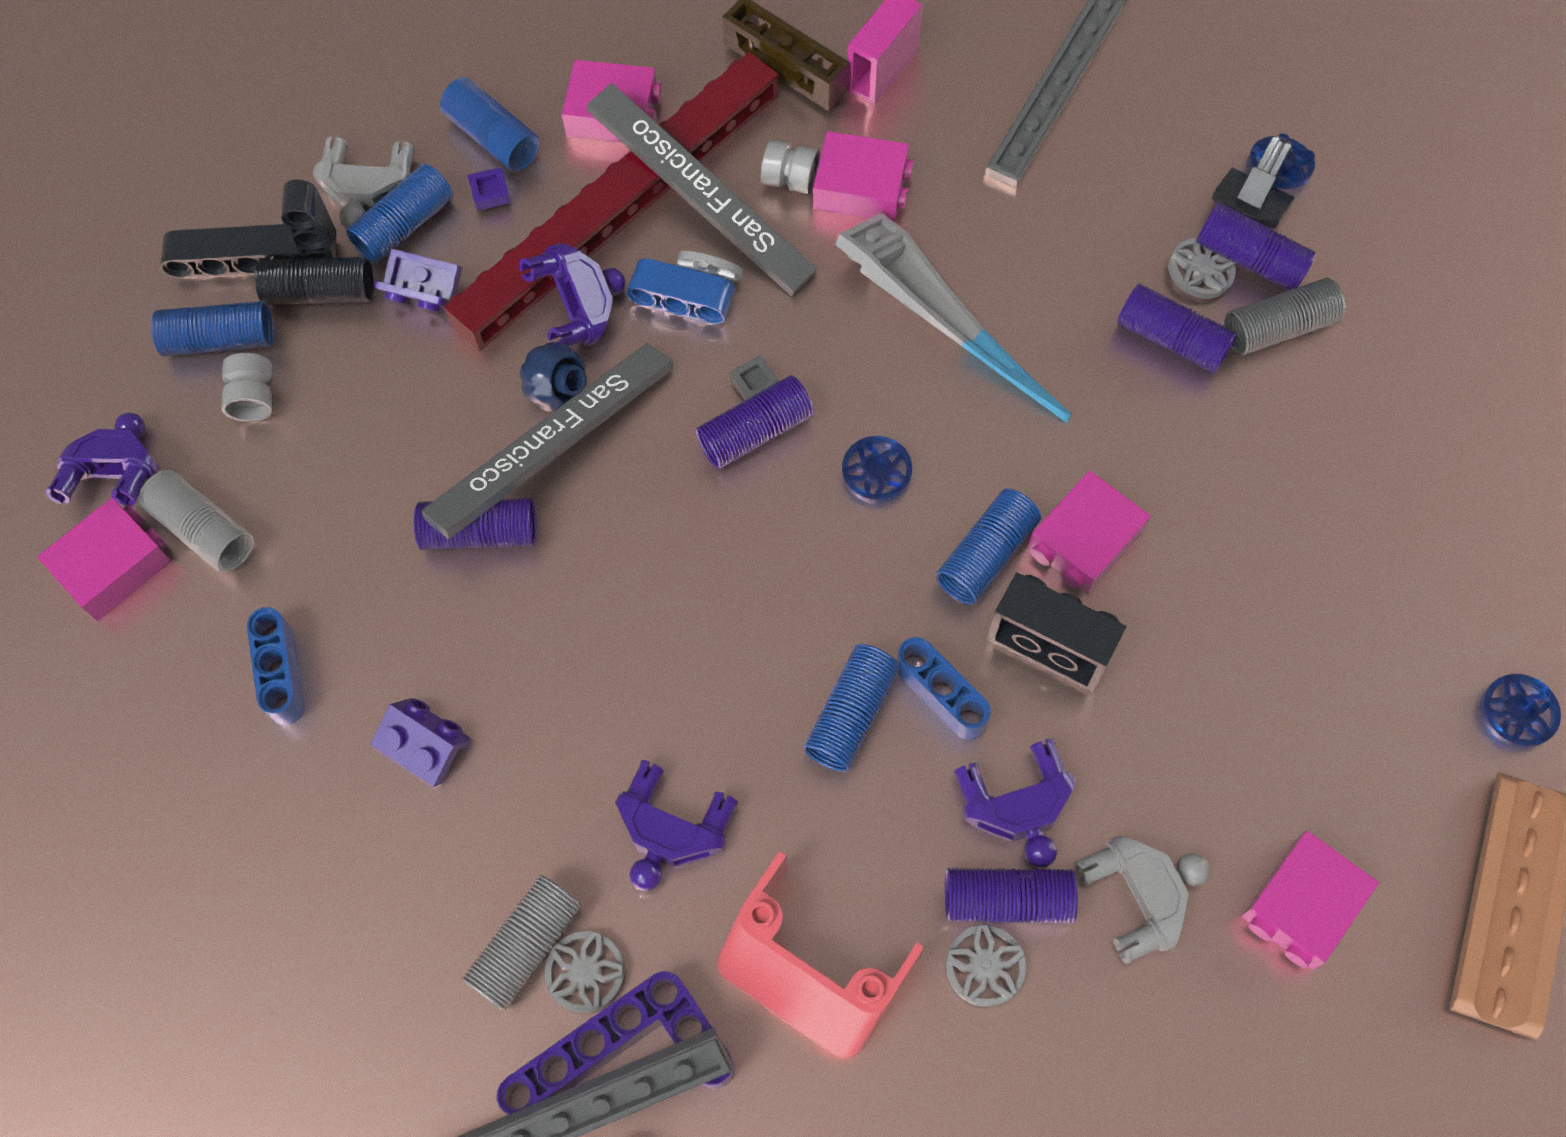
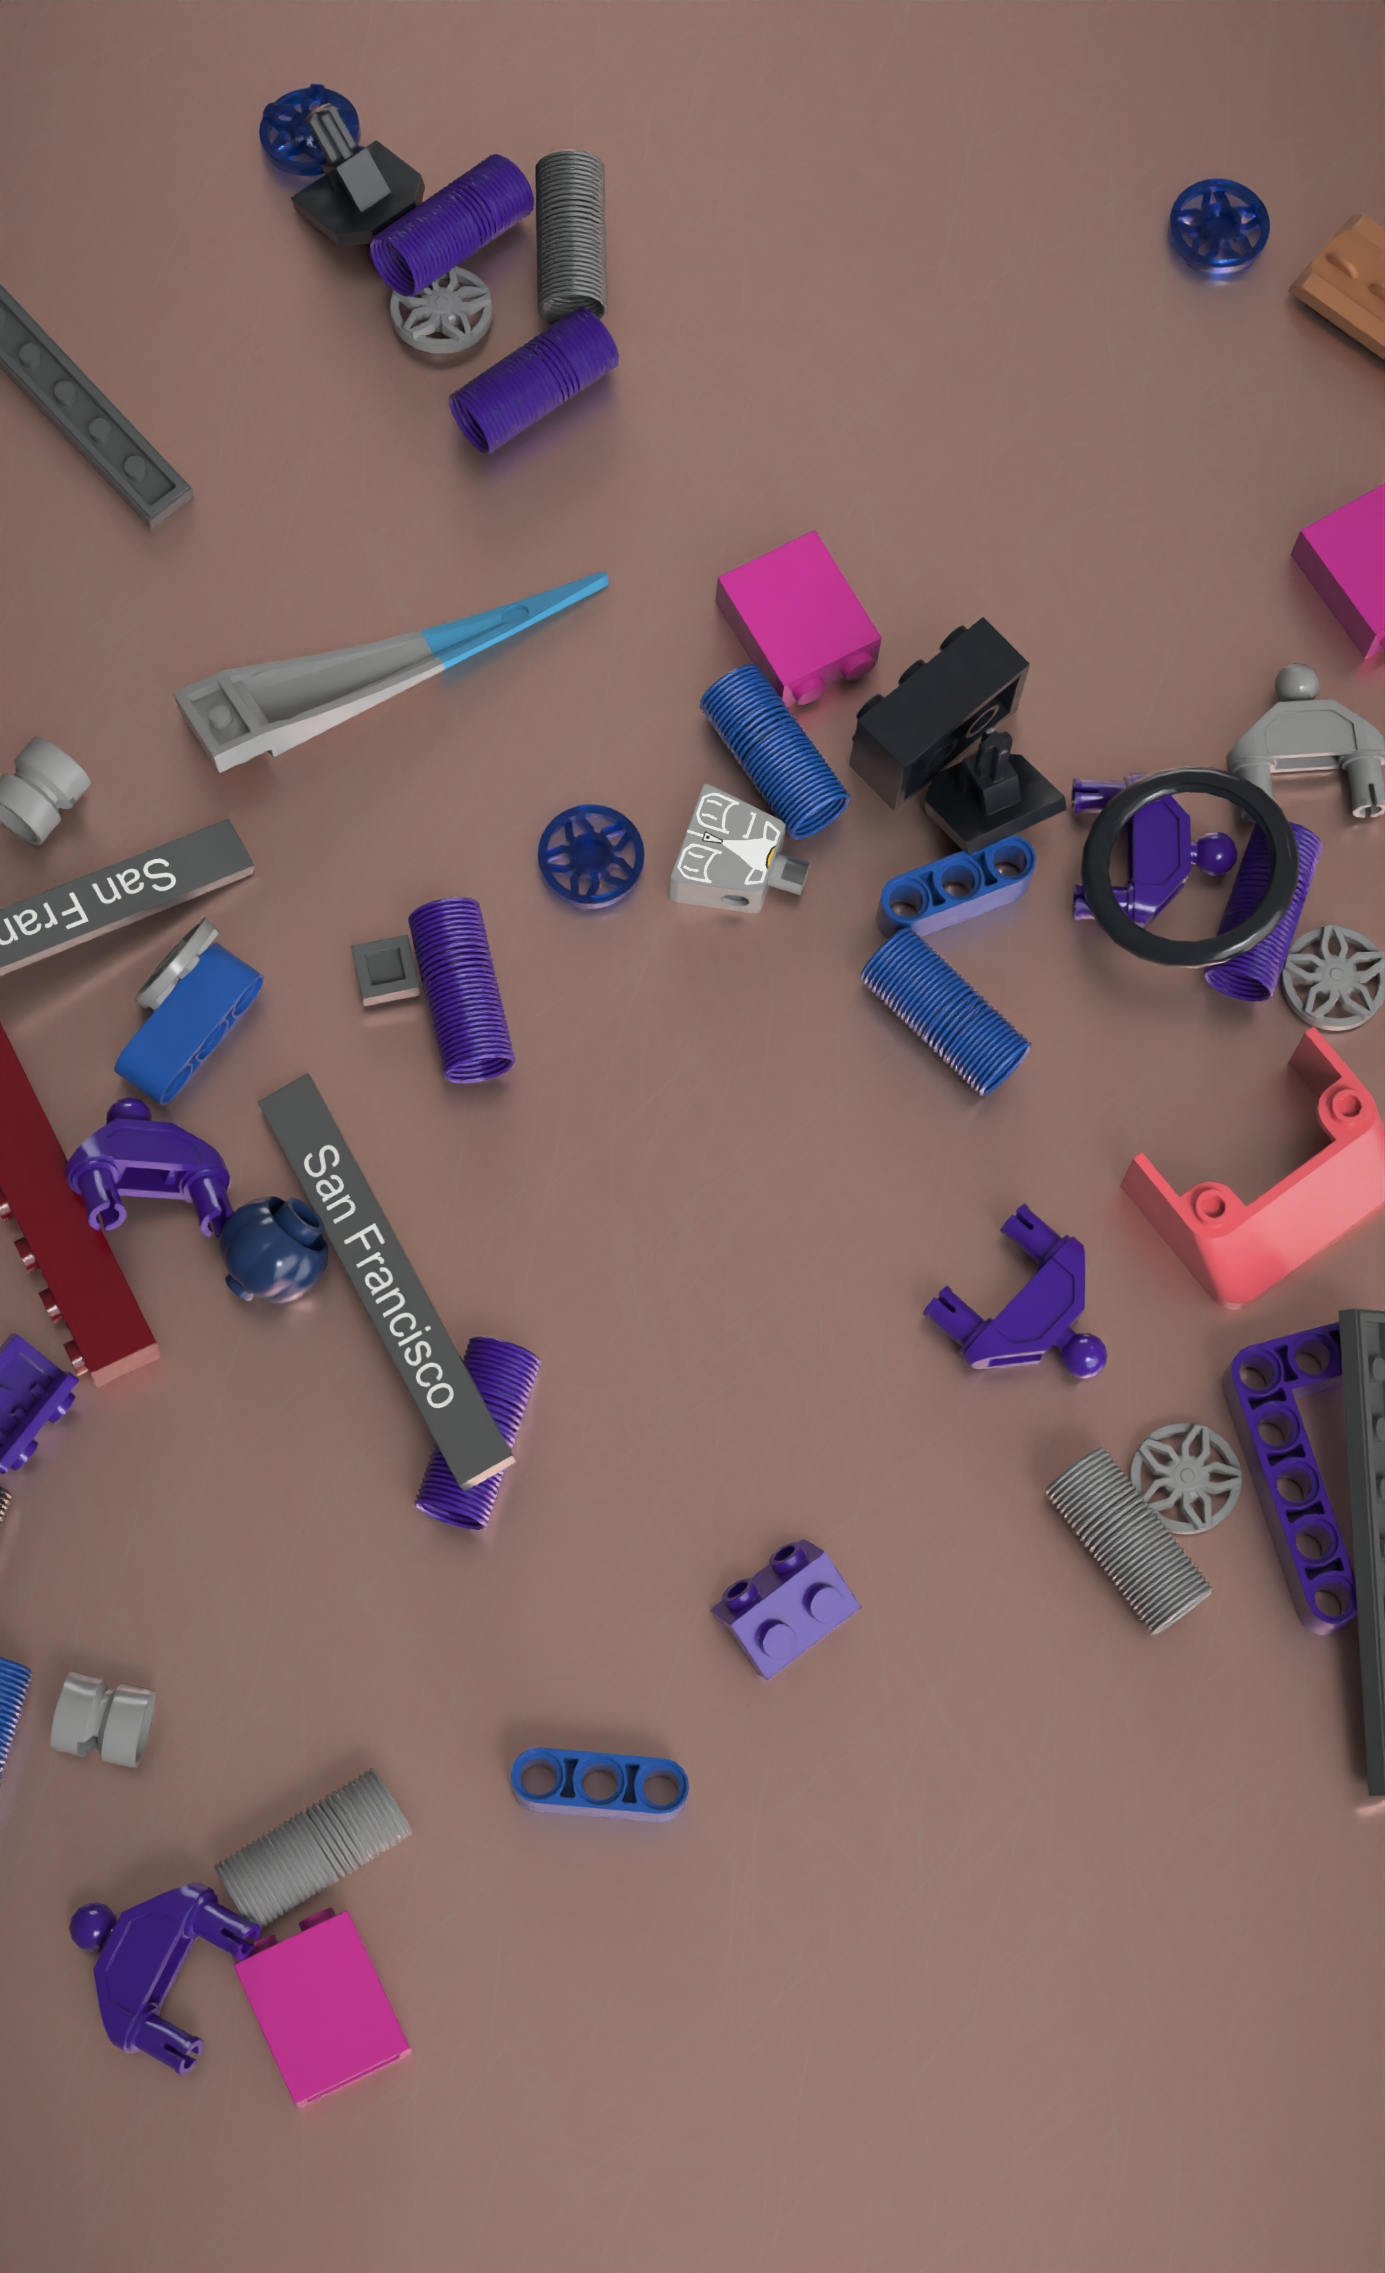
camera: 80 degrees left, 5 degrees up
(862, 176) = (96, 695): dark pink brick -> none
(907, 546) = (733, 856): none -> light grey torso
(997, 889) = (1205, 952): none -> black wedge
(1013, 686) = (990, 795): none -> black piece

